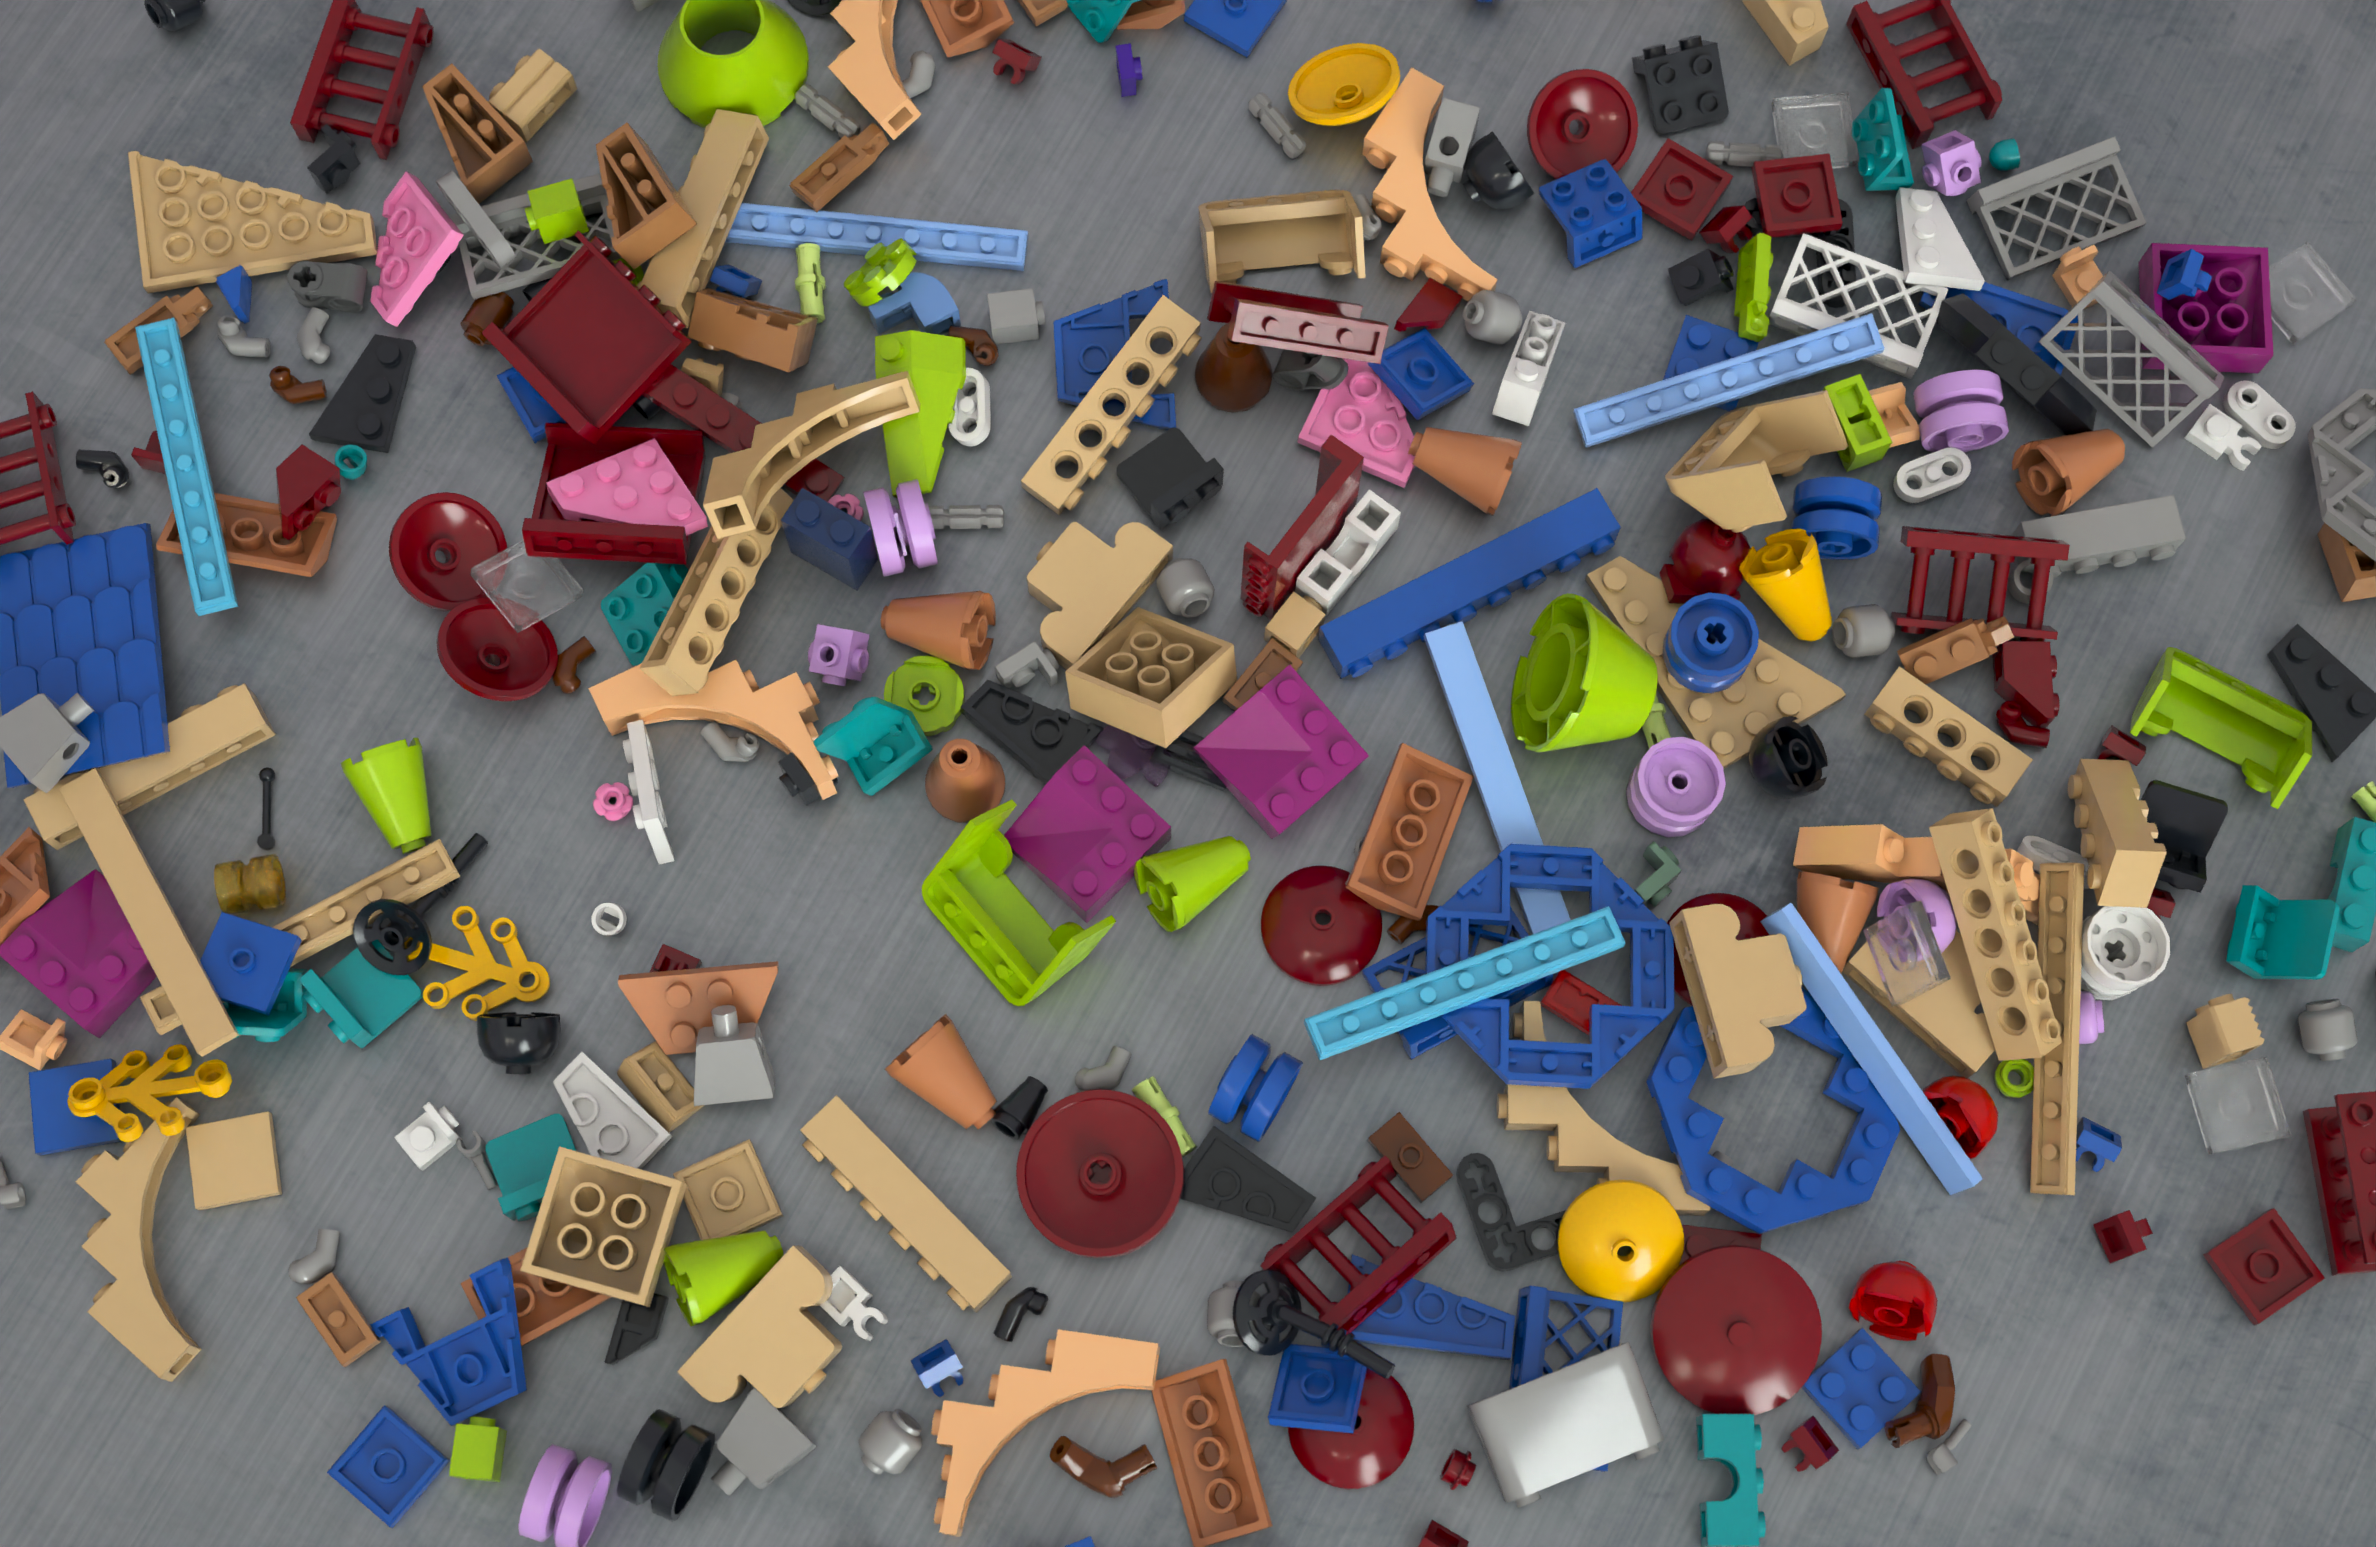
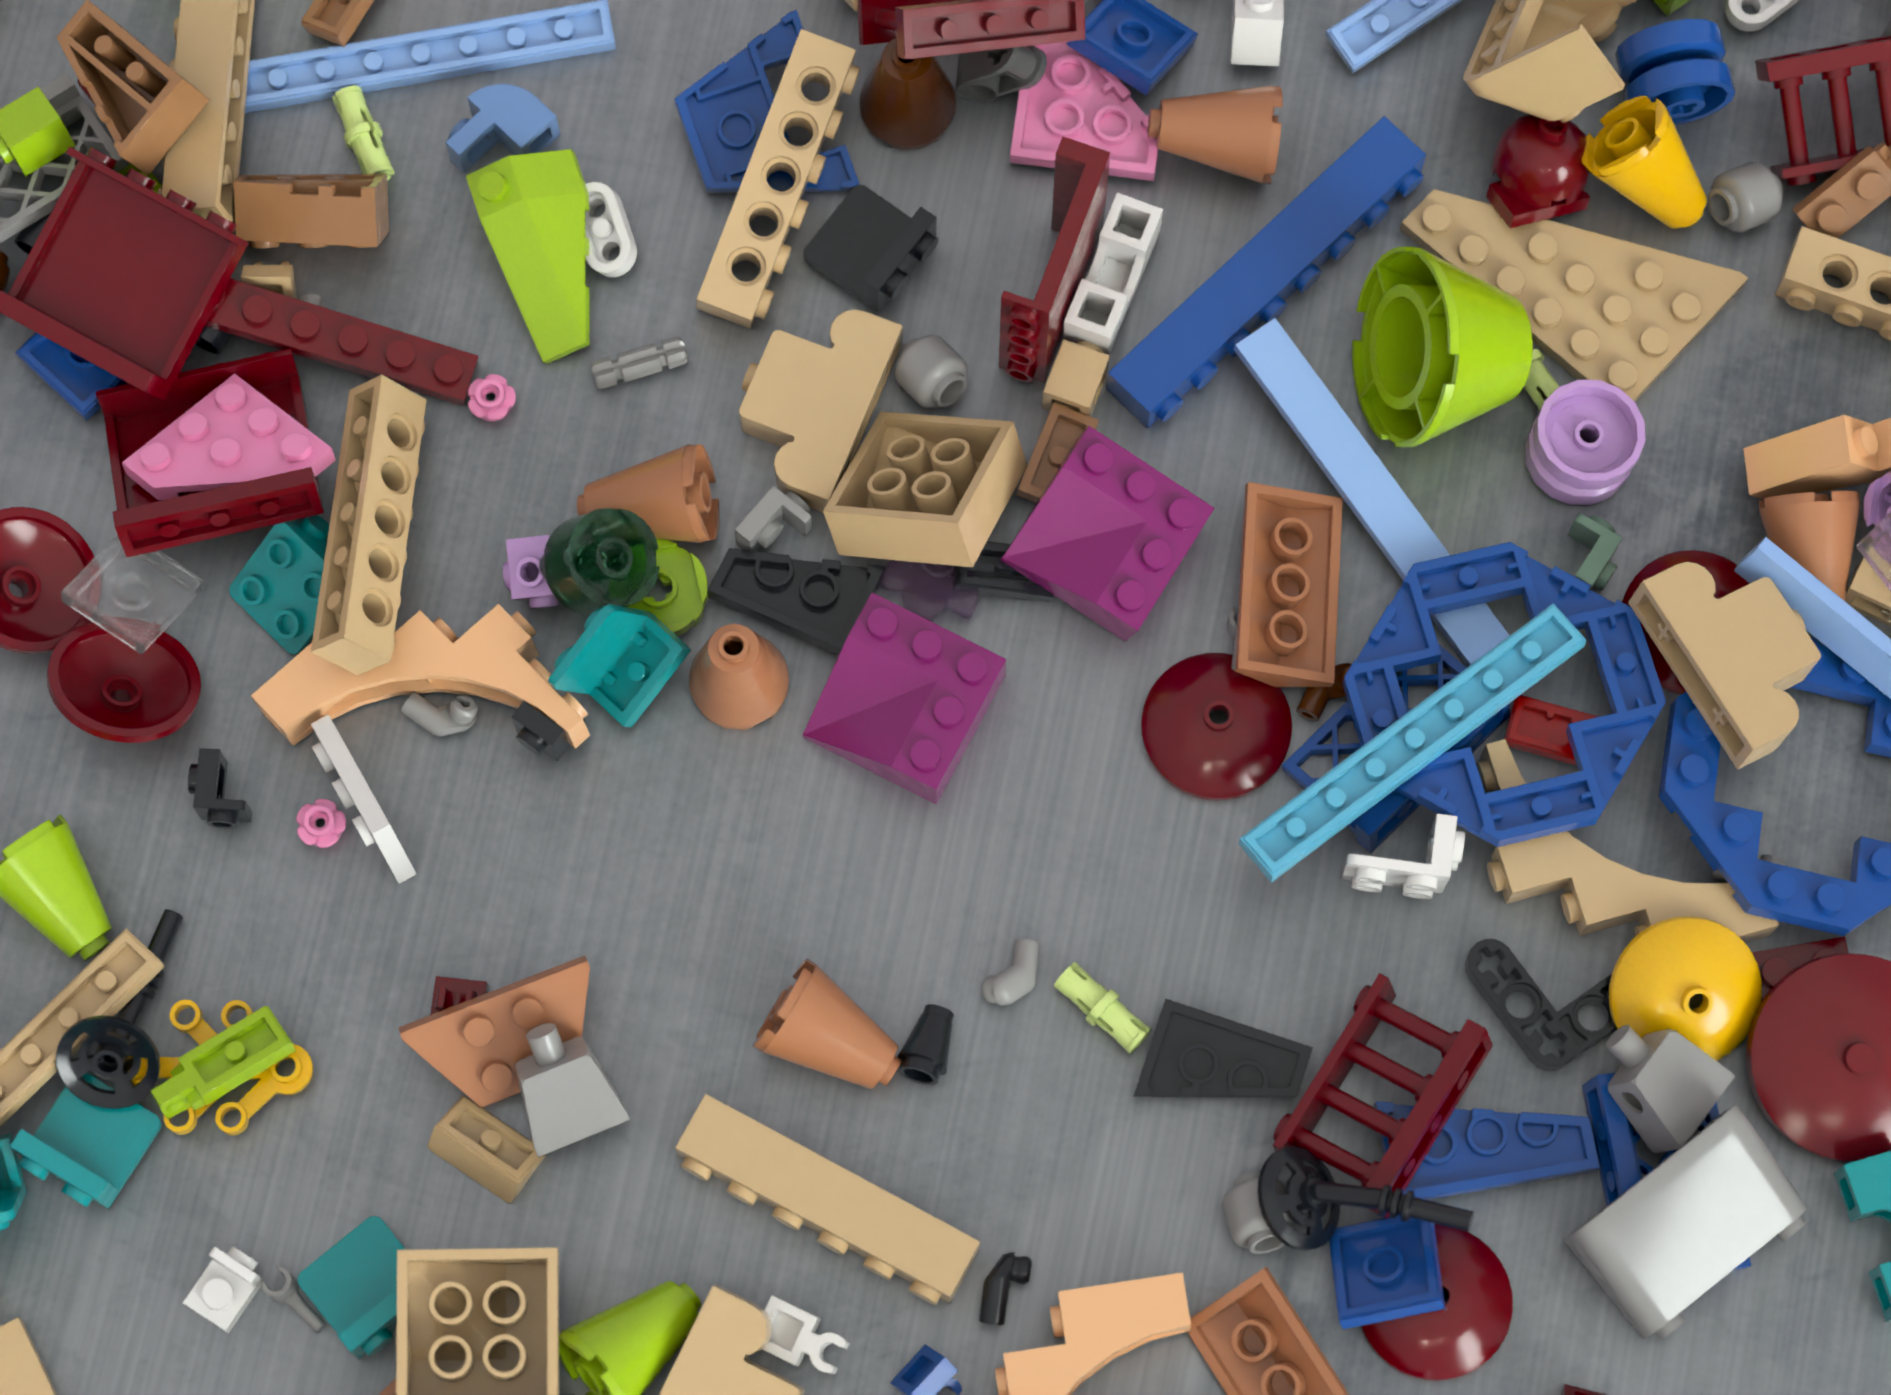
camera: 15 degrees left, 0 degrees up
(480, 963) = (224, 1063): none -> lime hinge
(518, 1039) = (298, 1140): black cylinder -> none
(537, 748) = (208, 784): none -> black bracket
(567, 665) = (213, 675): reddish brown arm -> none
(606, 927) = (361, 977): white hinge -> none
(607, 1116) = (435, 1200): white wing -> none
(729, 1193) = (610, 1249): tan tile -> none
(735, 281) = (271, 157): blue tile -> none
(822, 418) = (435, 291): tan arch -> none
(829, 539) = (488, 433): dark blue brick -> none
(860, 659) = (600, 560): none -> clear green brick
(883, 268) = (446, 94): lime plate -> none
(901, 527) = (569, 397): lavender wheel -> none
(978, 343) = (589, 150): reddish brown arm -> none
(996, 920) = (830, 833): lime windscreen -> none
(1015, 316) = (624, 105): light grey brick -> none
(1100, 1173) = (1049, 1094): dark red dish -> none
(1189, 878) = (1044, 715): lime cone -> none
(1252, 1086) = (1201, 938): blue wheel -> none
(1410, 1157) = (1412, 969): reddish brown plate -> none
(1436, 1090) = (1417, 879): none -> white bracket
(1458, 1469) = (1577, 1316): dark red plate -> none
(1579, 1309) = (1664, 1085): none -> light grey torso
(1714, 620) = (1574, 260): blue wheel -> none
(1787, 759) = (1705, 372): black cylinder -> none

